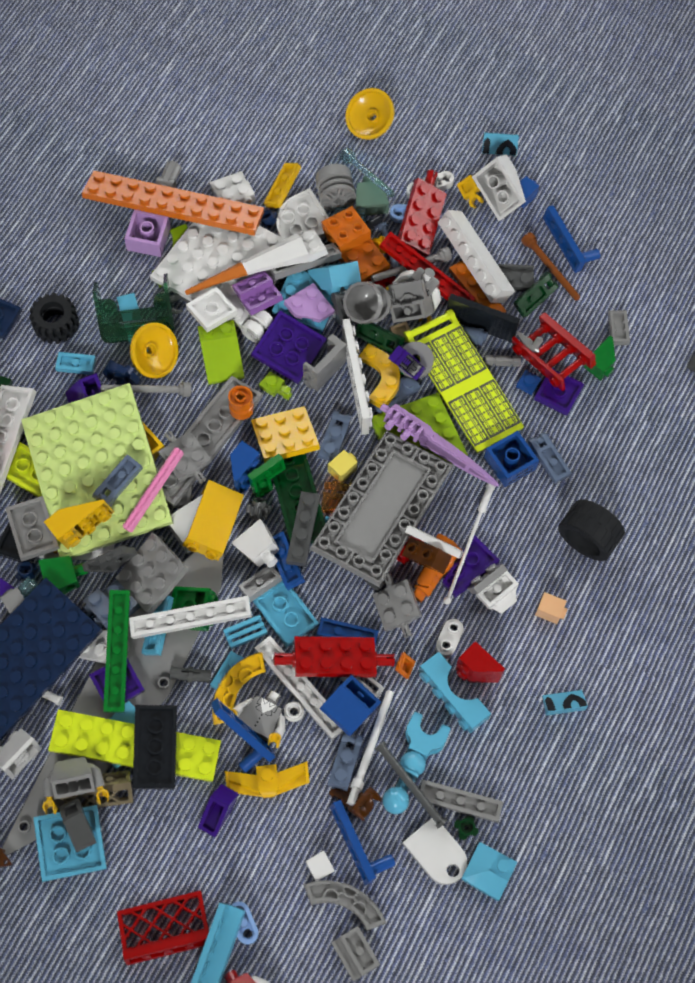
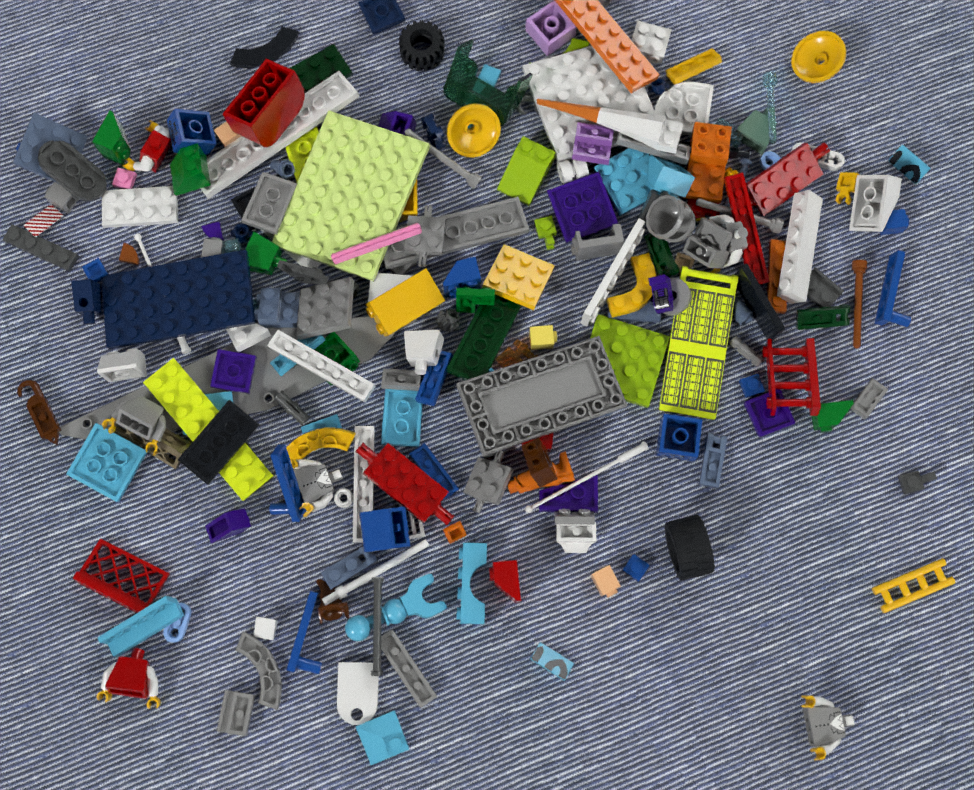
camera: 40 degrees right, 10 degrees up
(18, 493) = (283, 168): none -> sand blue cone
(75, 363) = (409, 95): medium azure plate -> none
(76, 521) = (295, 224): yellow slope -> none
(77, 825) = (117, 452): dark grey slope -> none
(116, 651) = (249, 347): green plate -> none
(118, 480) = (355, 216): sand blue plate -> none
(211, 309) = (543, 130): white plate -> none
(227, 631) = (374, 404): medium azure tile -> none
(241, 402) = (503, 224): orange wheel -> none
(268, 781) = (281, 533): yellow plate -> none
(303, 529) = (466, 364): dark grey plate -> none
(309, 304) = (627, 185): lavender plate -> none
(334, 436) = (557, 308): sand blue plate -> none
(335, 186) = (733, 99): light grey wheel -> none
(429, 439) = (627, 371): lavender piece -> none
(434, 541) = (553, 456): white tile -> none
(450, 637) = (508, 538): white plate -> none
(469, 822) = (388, 694): dark green plate -> none
(533, 346) = (777, 354): light grey bar -> none
(563, 581) = (635, 567): none -> blue plate

